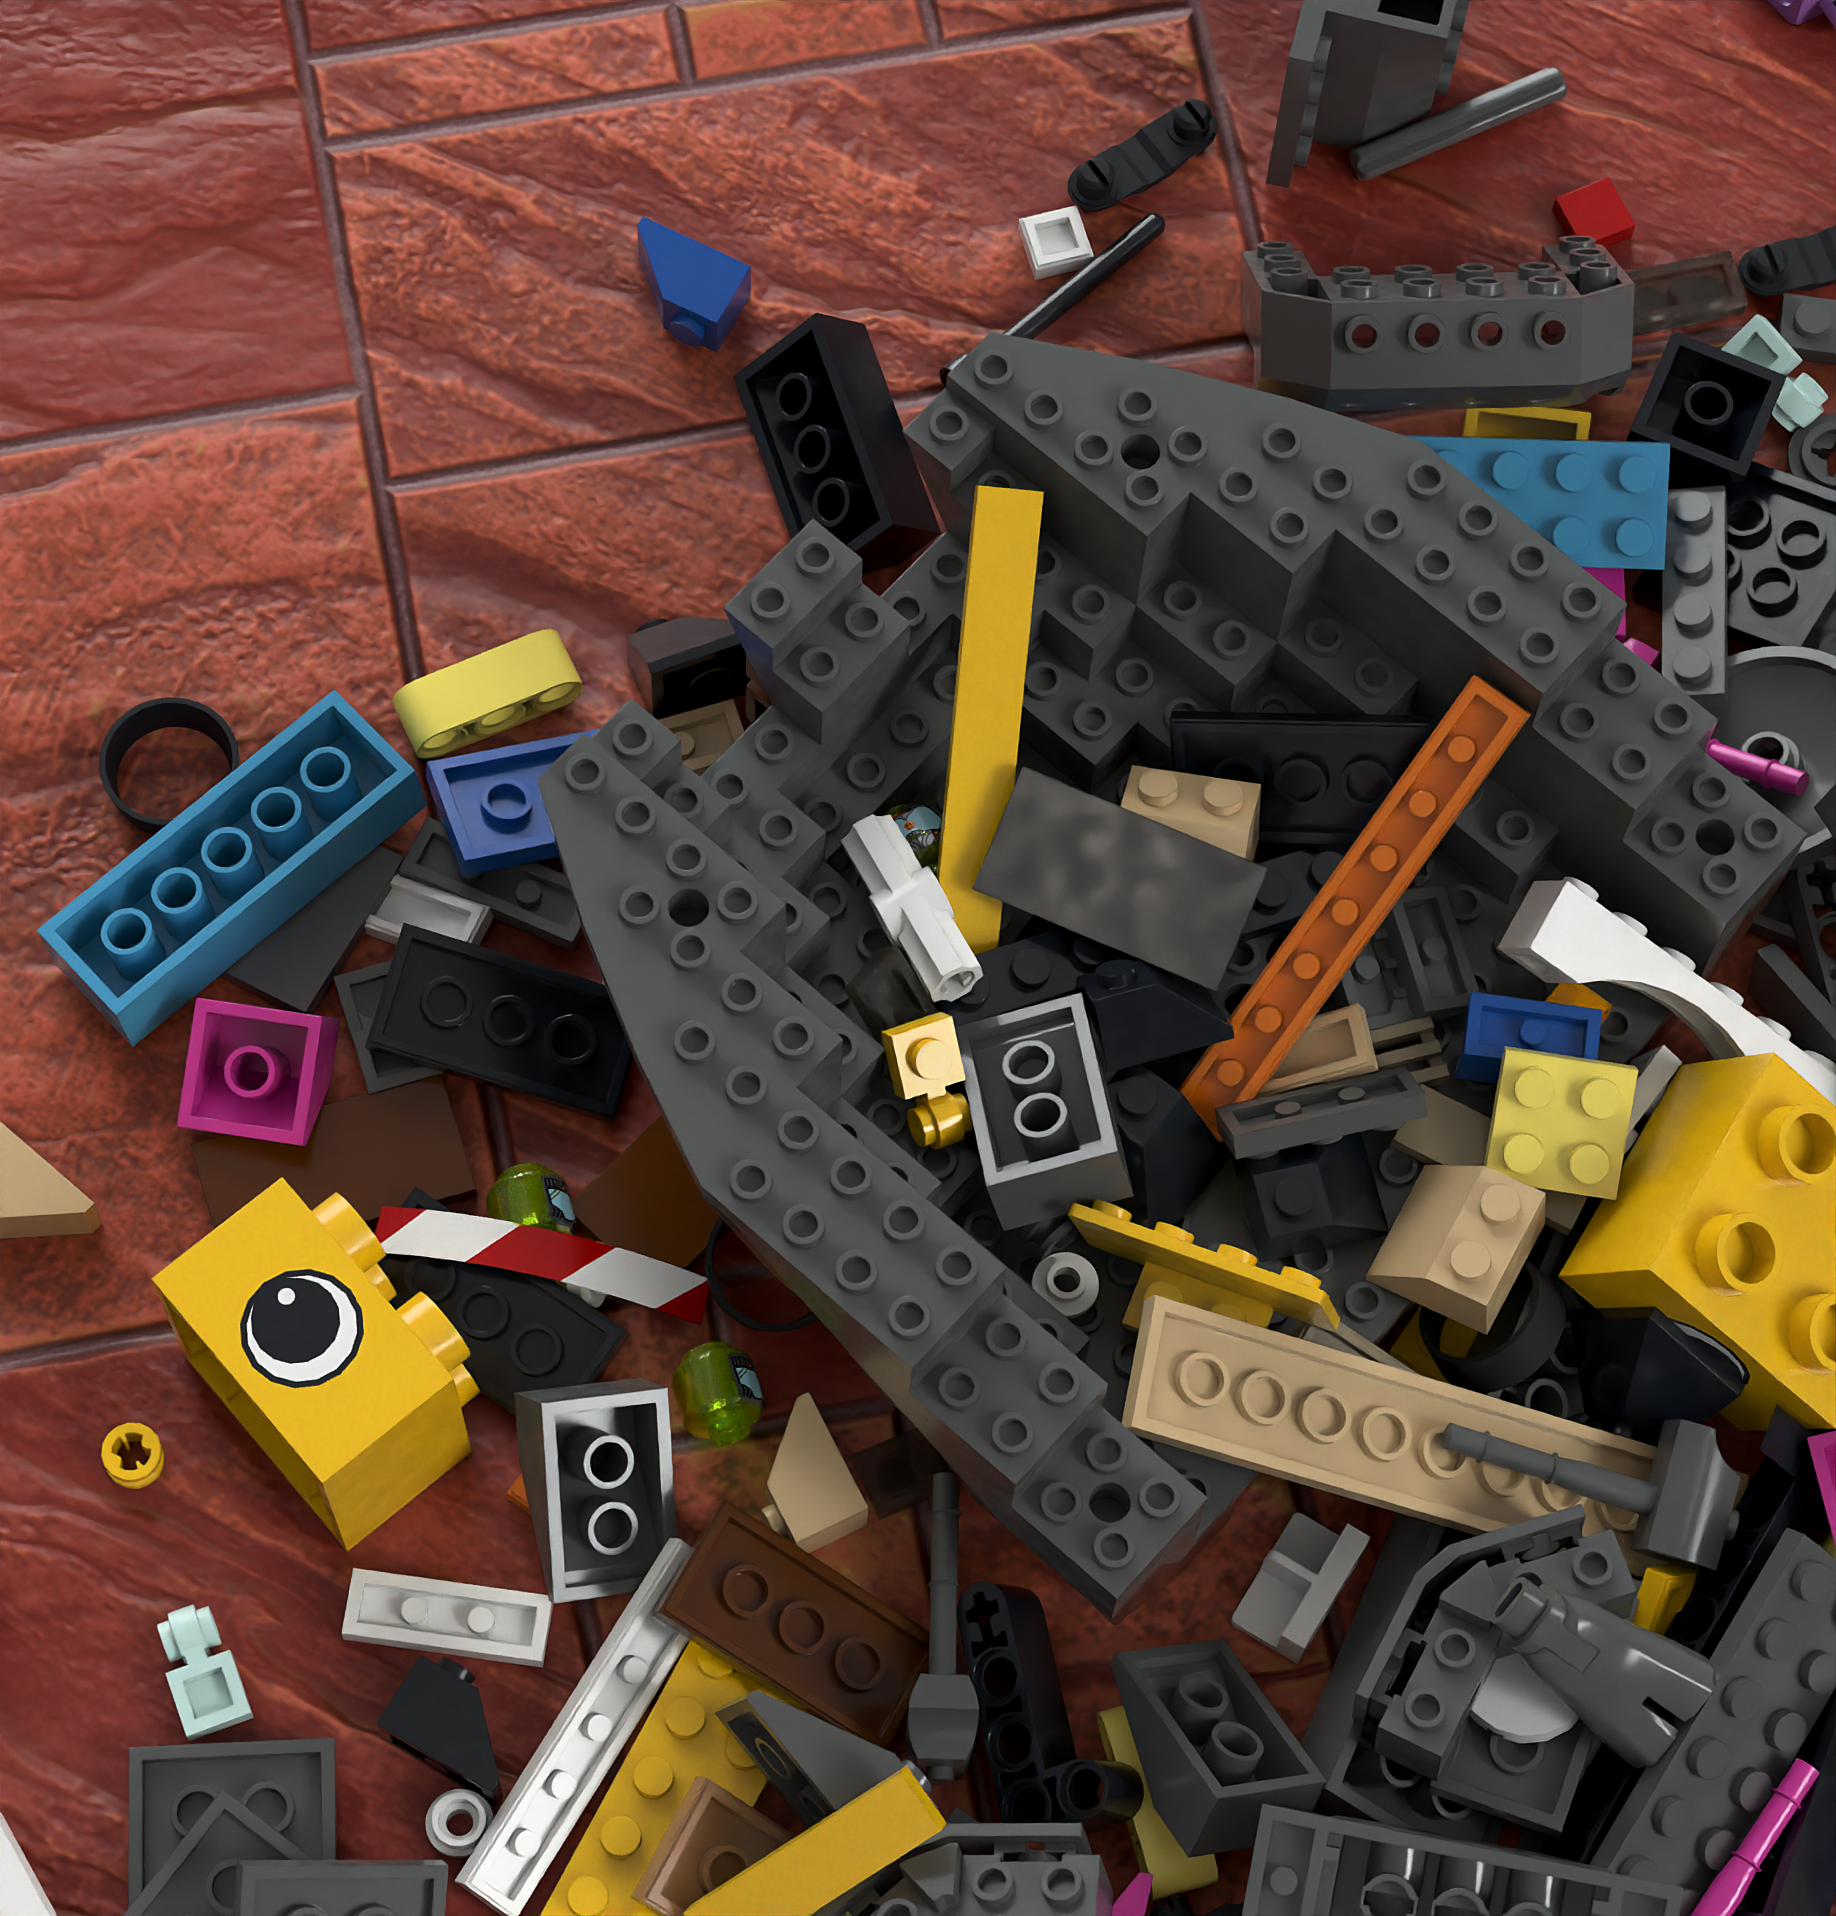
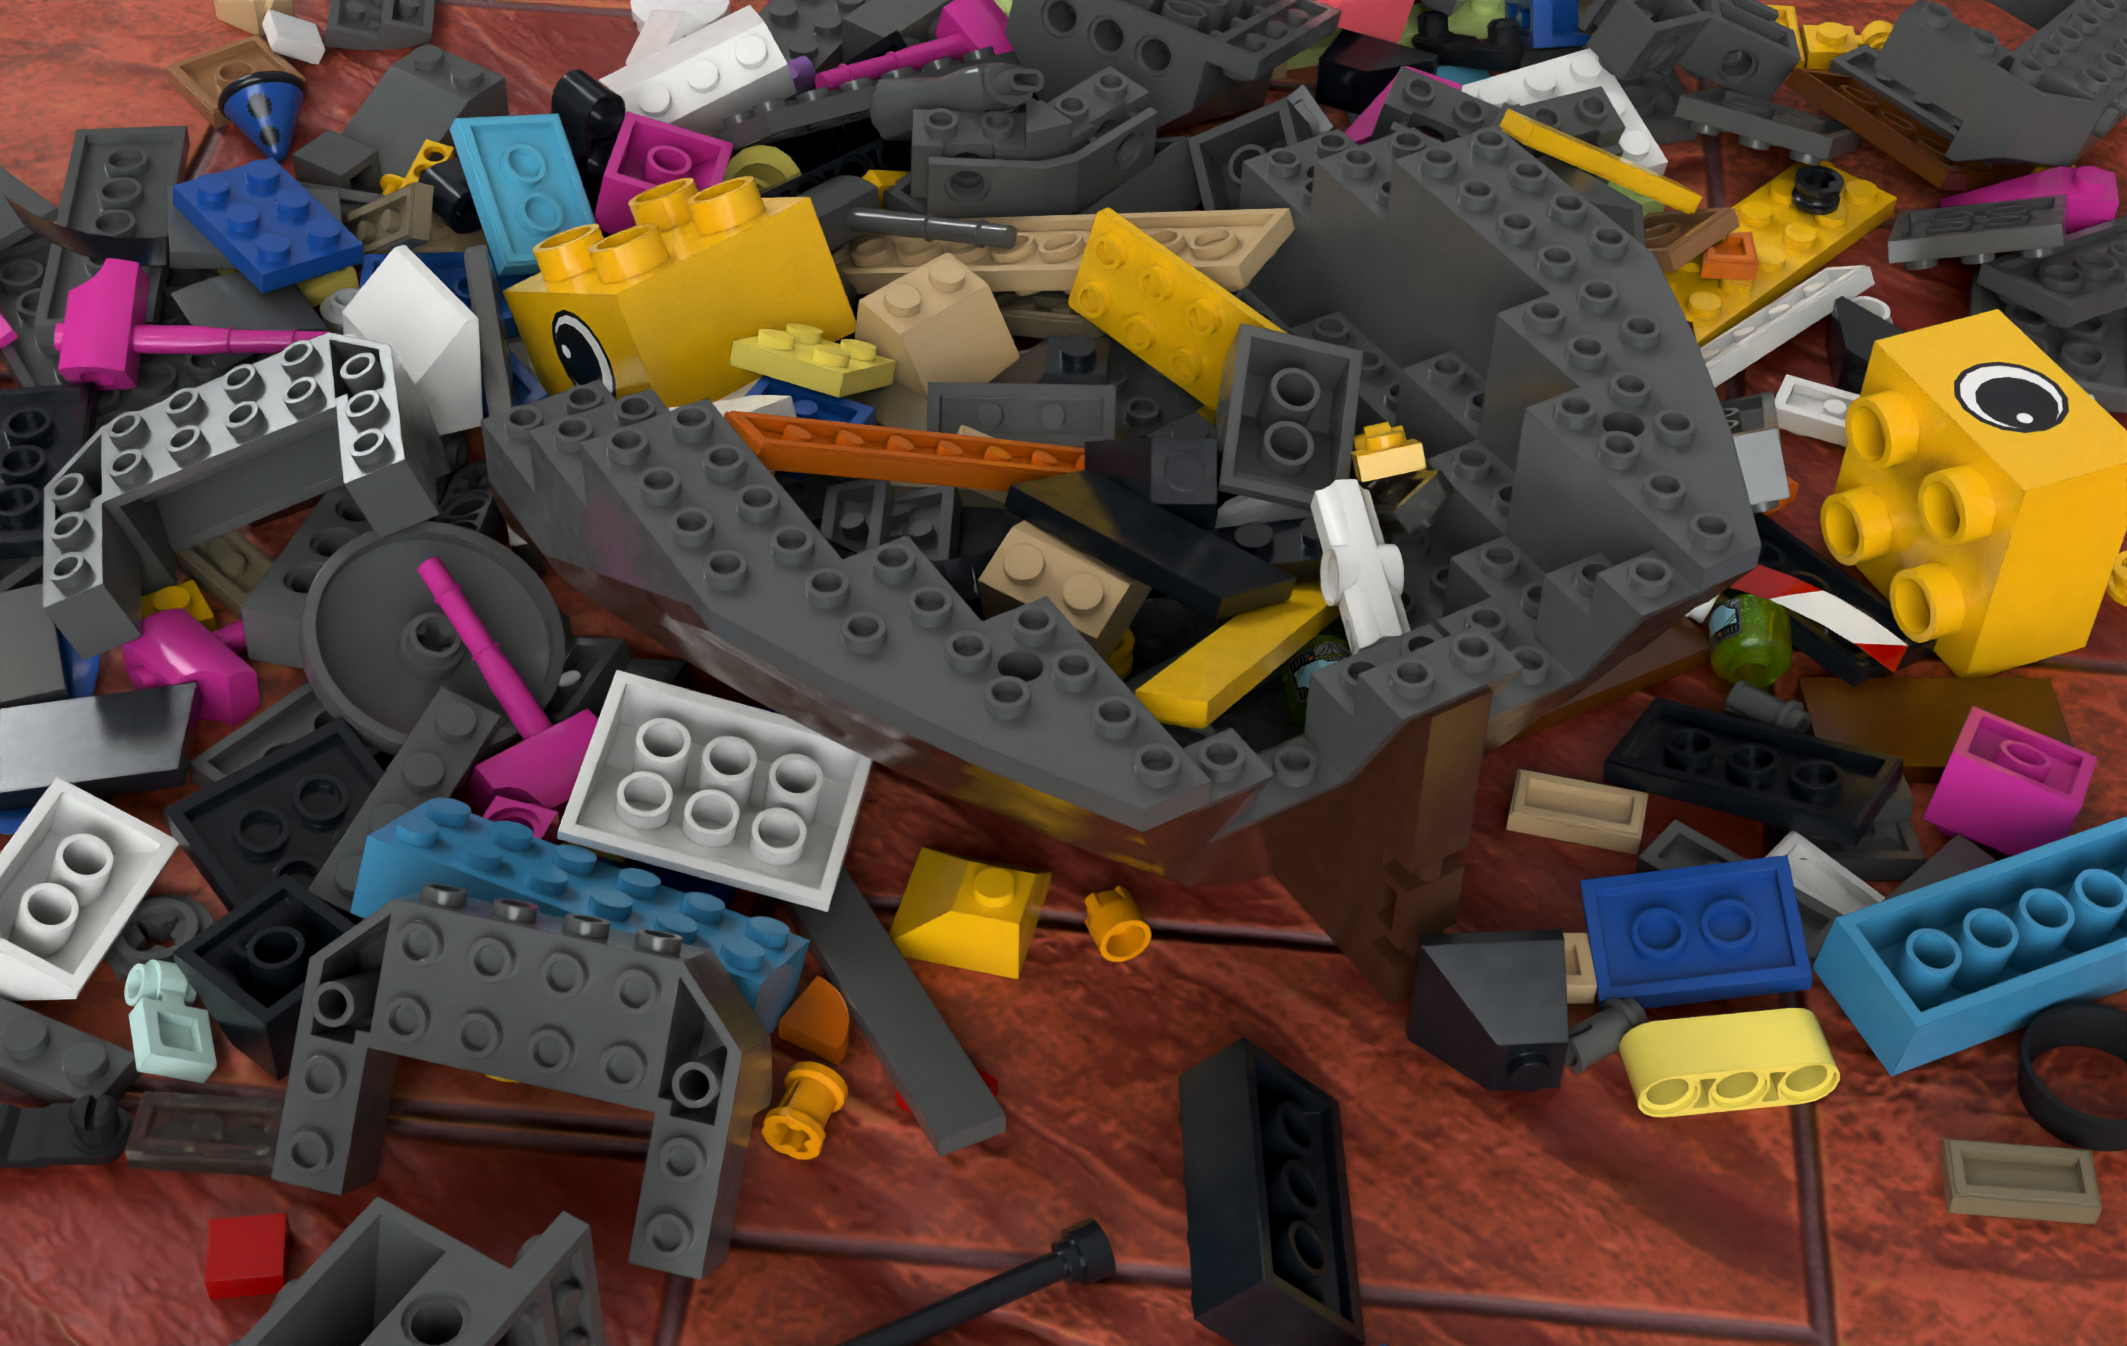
camera: 160 degrees left, 25 degrees down
(232, 661) = (2019, 1181): none -> dark tan tile
(500, 1127) = (1765, 708): none -> dark grey pin
(599, 699) = (1602, 1032): none -> dark grey pin
(630, 1849) = (1731, 259): none -> orange tile

